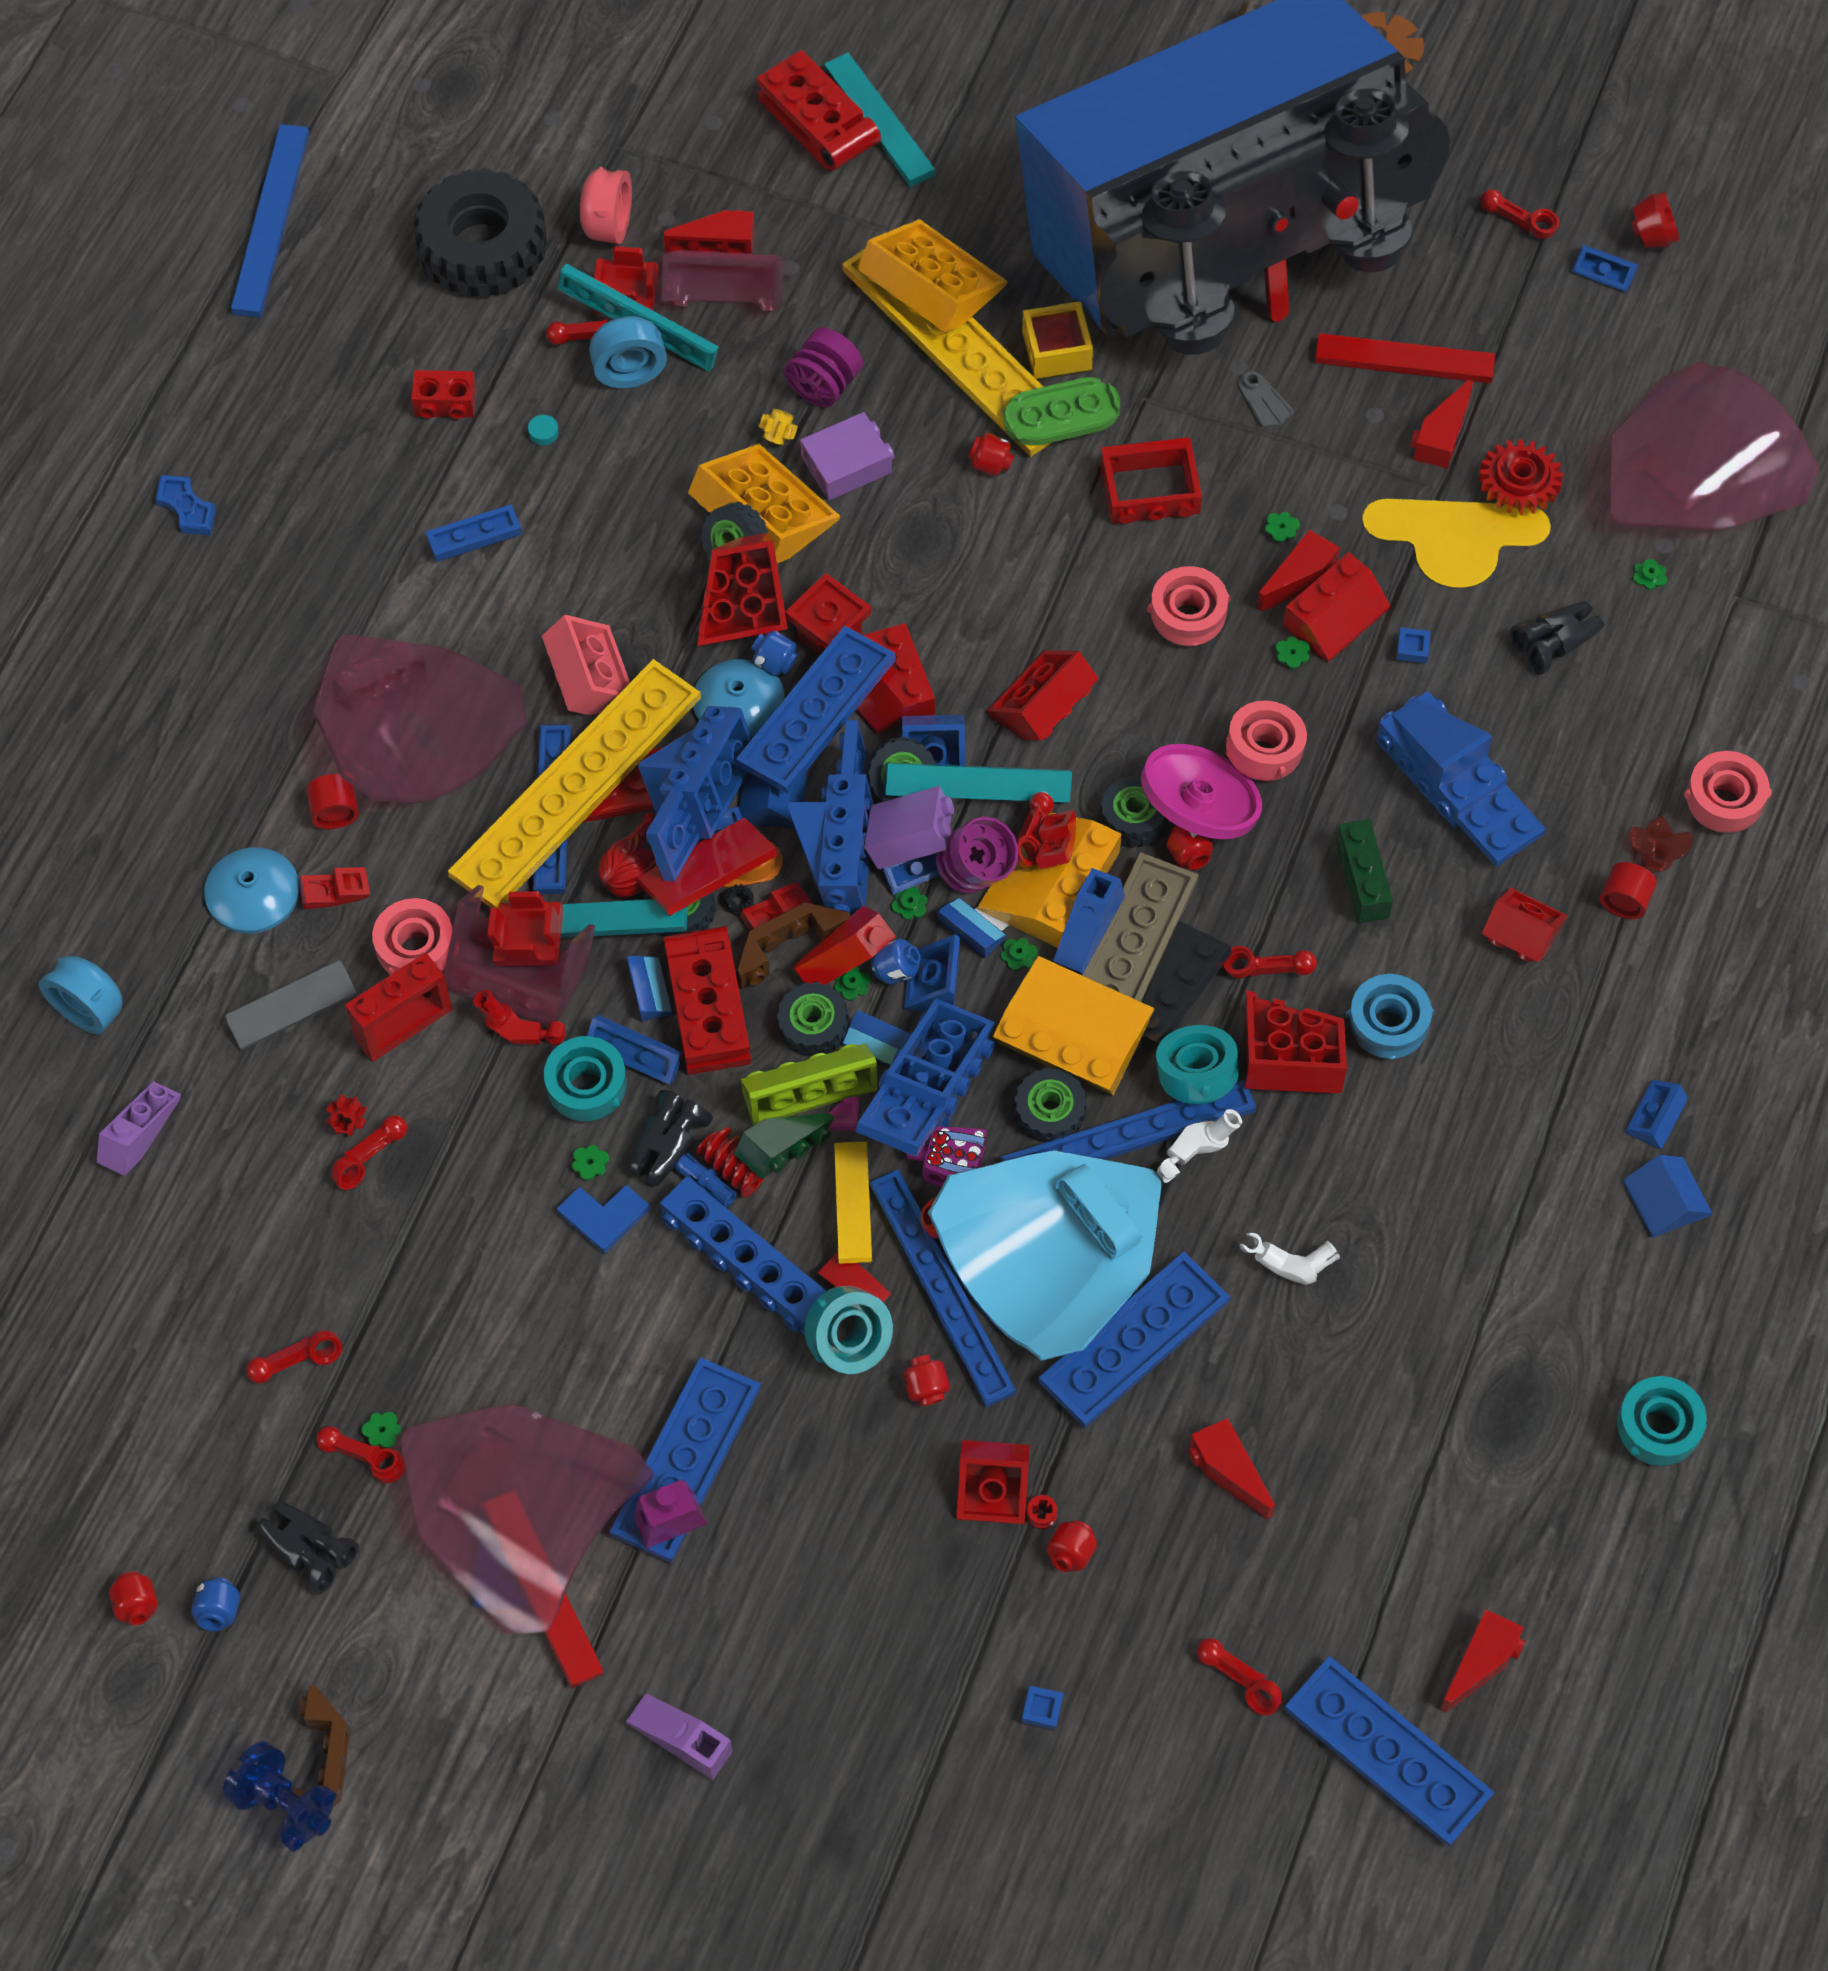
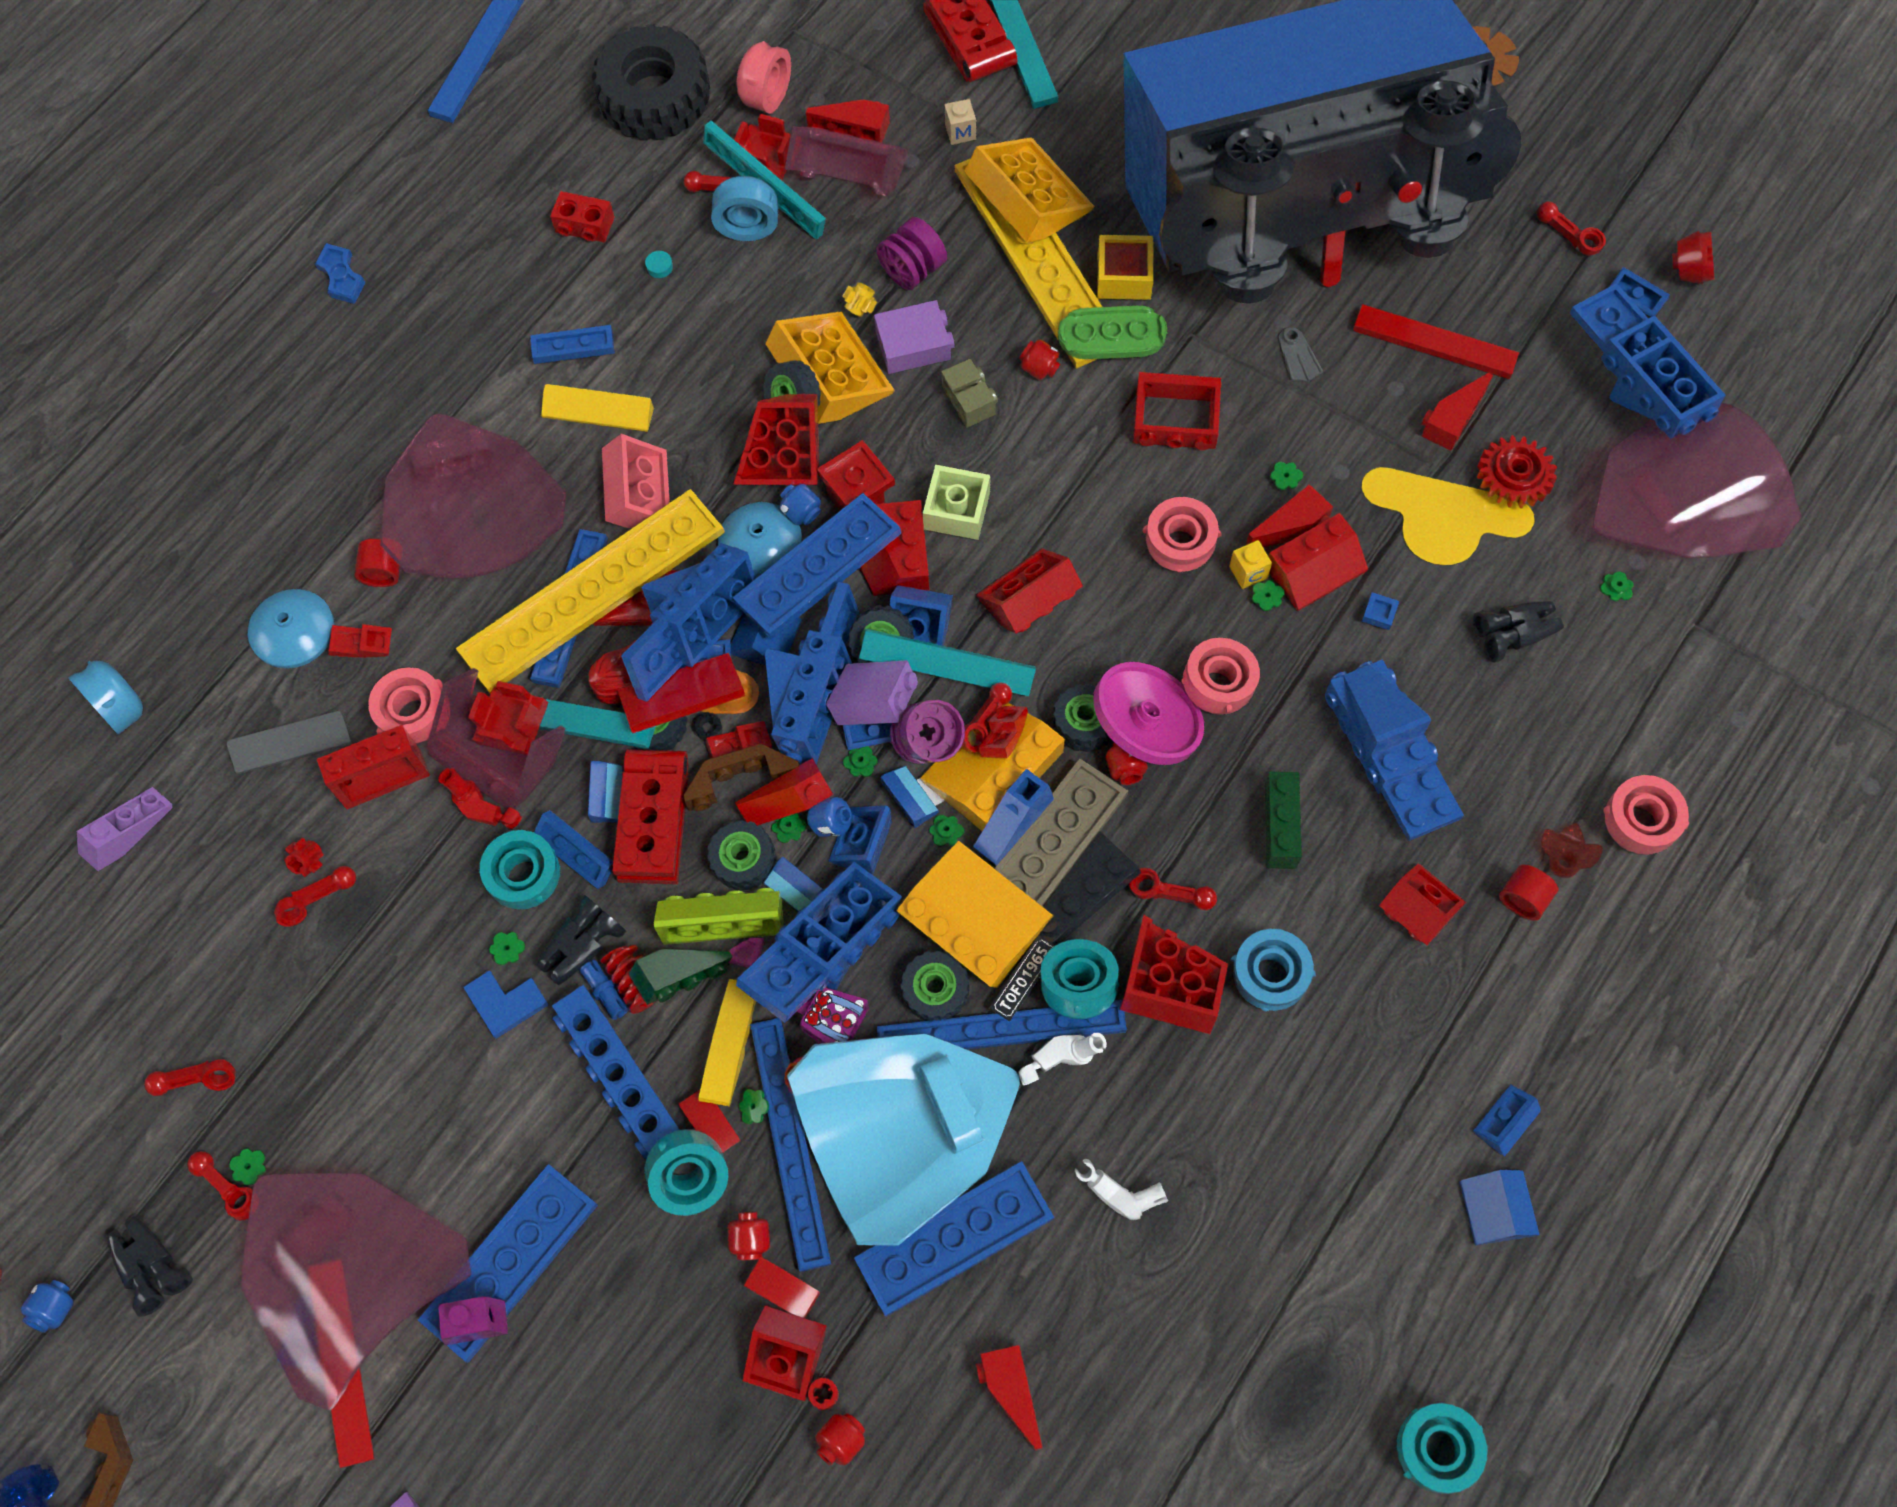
camera: 15 degrees right, 5 degrees up
(520, 595) = (597, 407): none -> yellow slope
(835, 215) = (960, 121): none -> tan brick
(895, 1259) = (753, 1106): none -> green plant
(923, 504) = (969, 392): none -> olive piece
(943, 618) = (956, 502): none -> yellowish green brick
(972, 1421) = (781, 1288): none -> red slope
(1138, 1080) = (1021, 980): none -> black sticker
(1267, 623) = (1250, 564): none -> yellow brick
(1635, 343) = (1650, 364): none -> blue wedge

